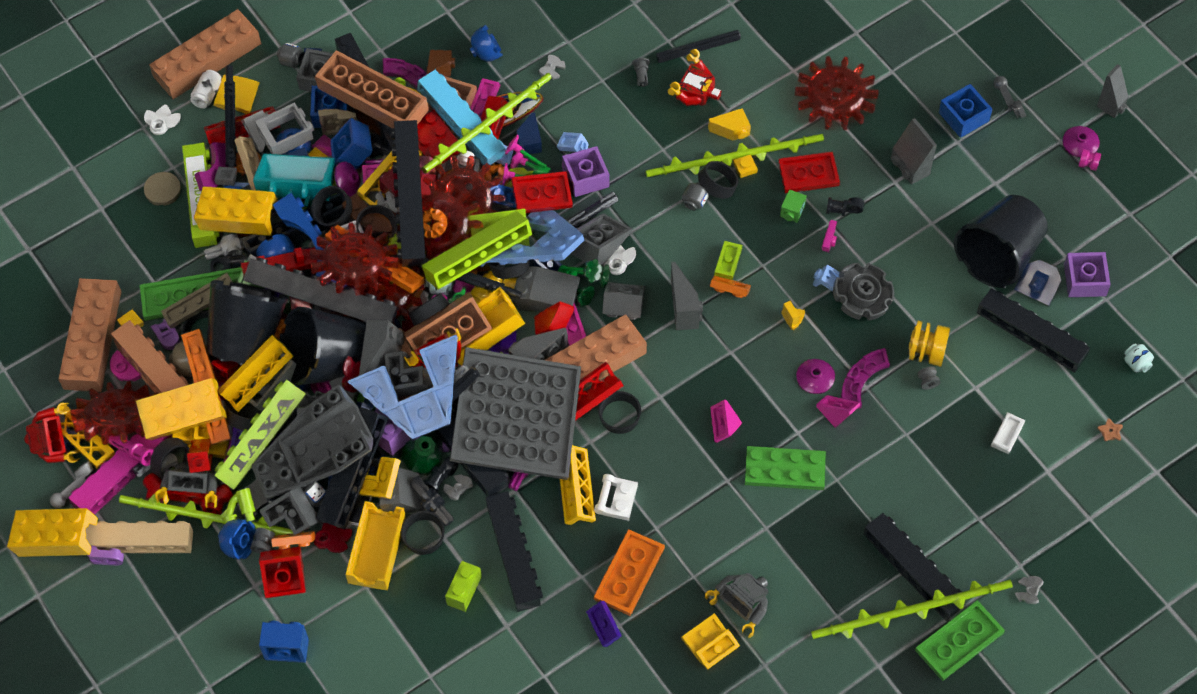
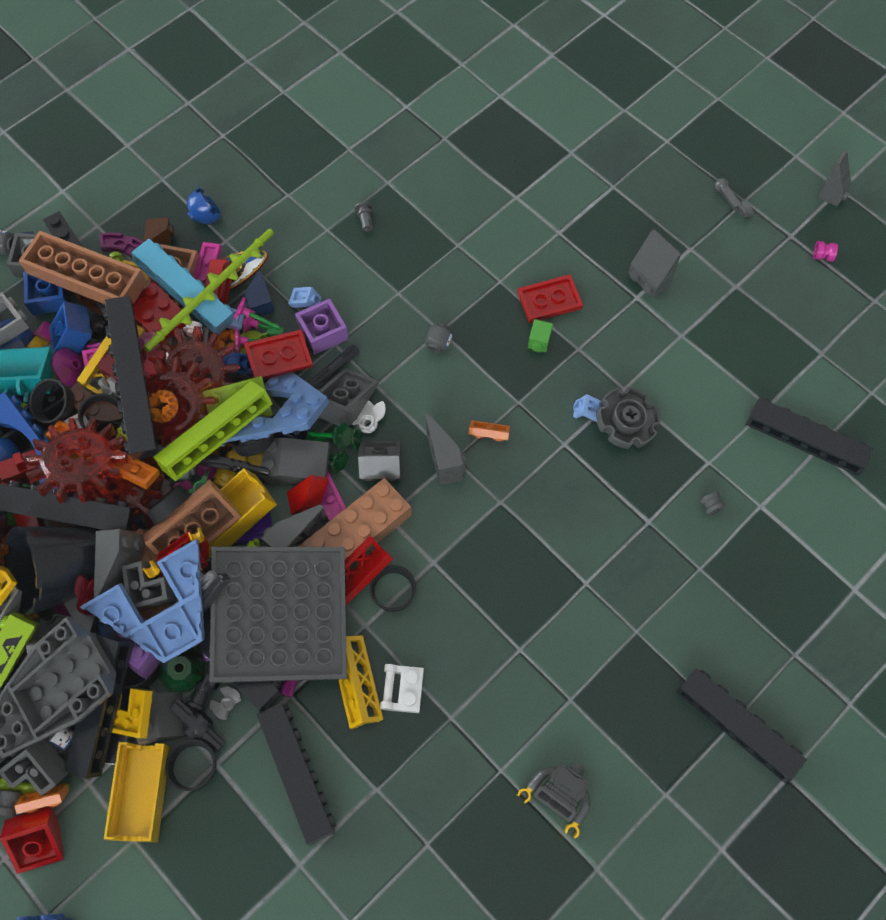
camera: 10 degrees left, 5 degrees up
(333, 120) = (49, 304): dark tan slope -> none
(334, 538) = (92, 789): dark red plate -> none
(463, 586) = (243, 826): lime brick -> none
(553, 61) = (272, 222): light grey piece -> none
(603, 623) = (409, 849): dark purple plate -> none
(629, 572) = (429, 779): orange plate -> none
(696, 84) = (422, 221): torso -> none
(699, 45) = (418, 184): black axle -> none
(710, 641) = (531, 850): yellow slope -> none
(714, 188) = (455, 327): black tyre -> none
(724, 420) = (506, 582): dark pink slope -> none
(728, 260) = (482, 402): lime plate -> none
(730, 125) = (463, 260): yellow slope -> none
(745, 166) = (484, 300): yellow plate -> none
(759, 152) = (479, 285): lime plant -> none
(785, 468) = (580, 626): bright green plate -> none
(792, 315) = (559, 453): yellow tile -> none
(815, 383) = (592, 525): magenta dish -> none
(830, 239) = (583, 366): dark pink plate -> none
(836, 409) = (624, 552): dark pink slope -> none
(847, 103) = (549, 220): clear red gear -> none
(852, 205) = (599, 327): black connector -> none
(862, 372) = (637, 512): magenta tile -> none
(920, 608) = (761, 779): lime plant -> none
(929, 343) = (713, 467): yellow wheel -> none
(960, 640) = (806, 807): bright green plate -> none
(965, 110) = (694, 216): blue brick -> none
(1001, 240) = (762, 347): black cone -> none
(1008, 433) = (805, 553): white tile -> none
(1032, 586) = (870, 726): light grey piece -> none
(1039, 282) = (803, 383): piece -> none
(1074, 144) = (808, 232): magenta dish -> none
(1087, 274) = (851, 370): medium lavender brick -> none

